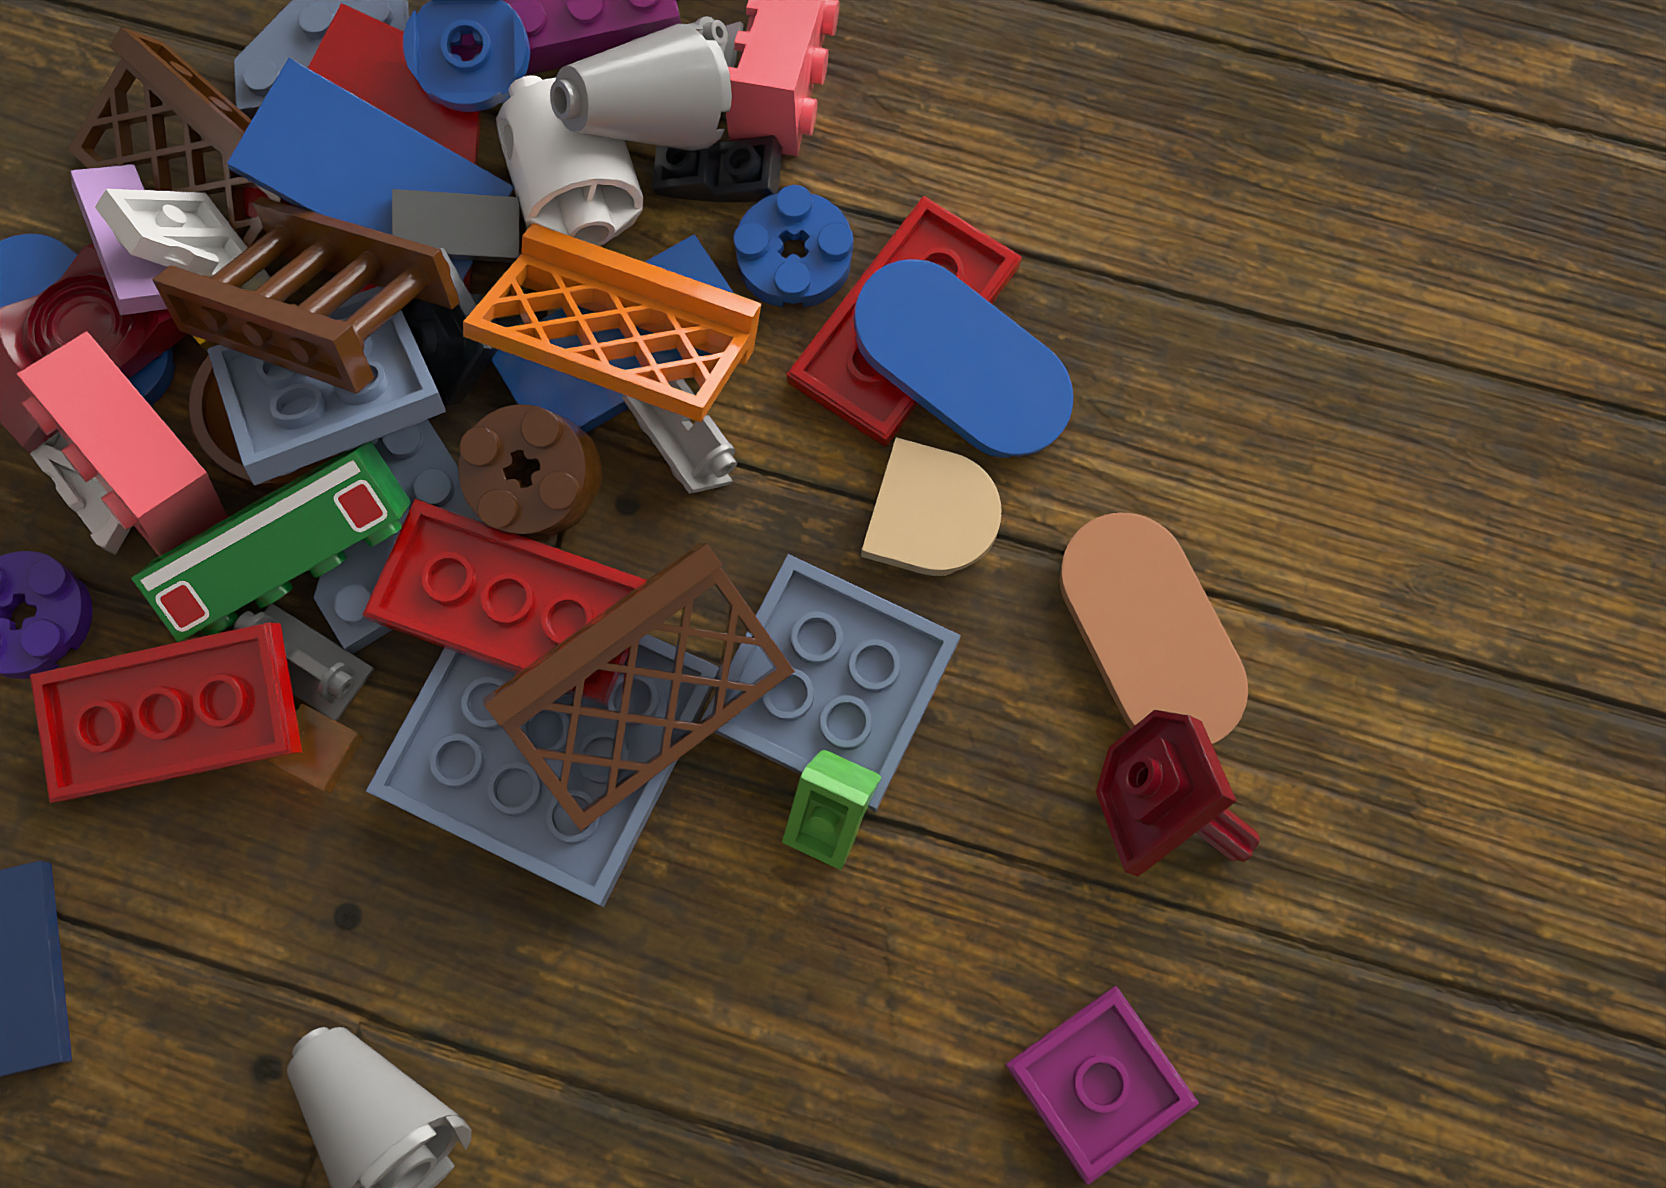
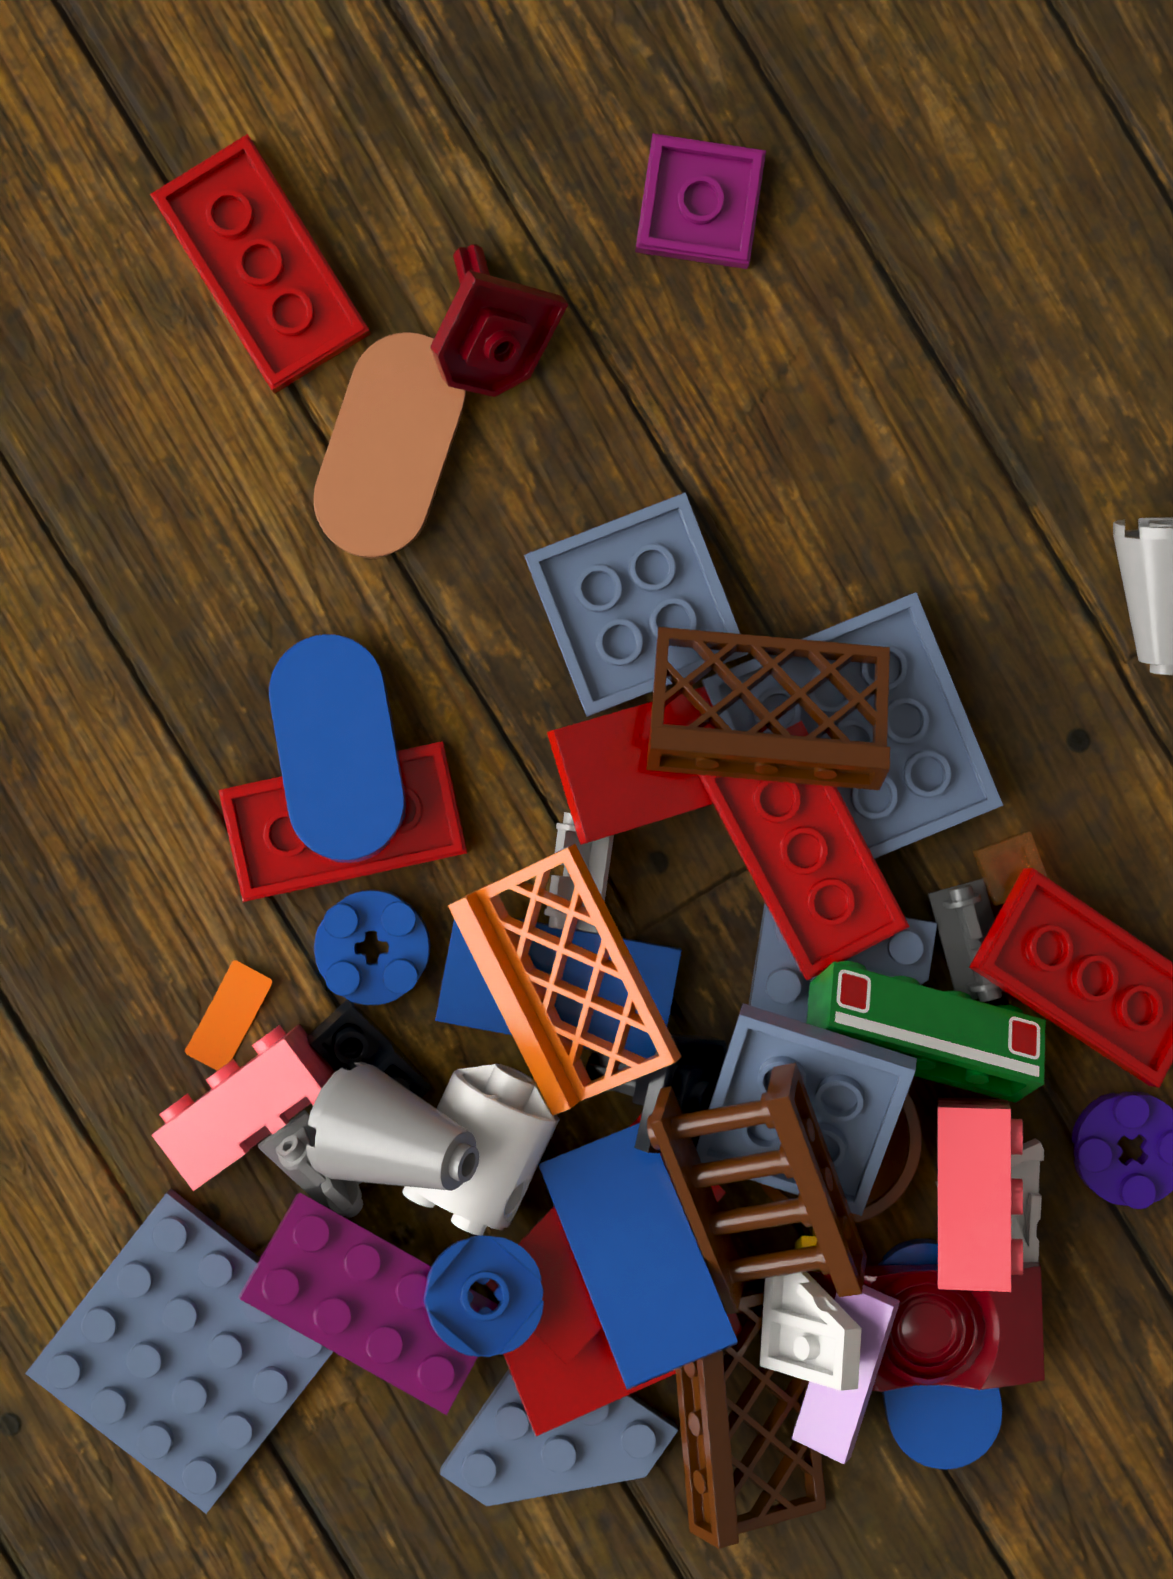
camera: 140 degrees left, 15 degrees up
(462, 224) = (609, 1162): dark grey tile -> none
(498, 453) = (740, 917): reddish brown brick -> none
(739, 519) = (606, 772): none -> red tile
(829, 807) = (711, 517): bright green slope -> none
(854, 115) = (229, 1016): none -> orange sticker
(932, 511) = (457, 662): tan tile -> none
(1399, 683) = (260, 263): none -> red tile

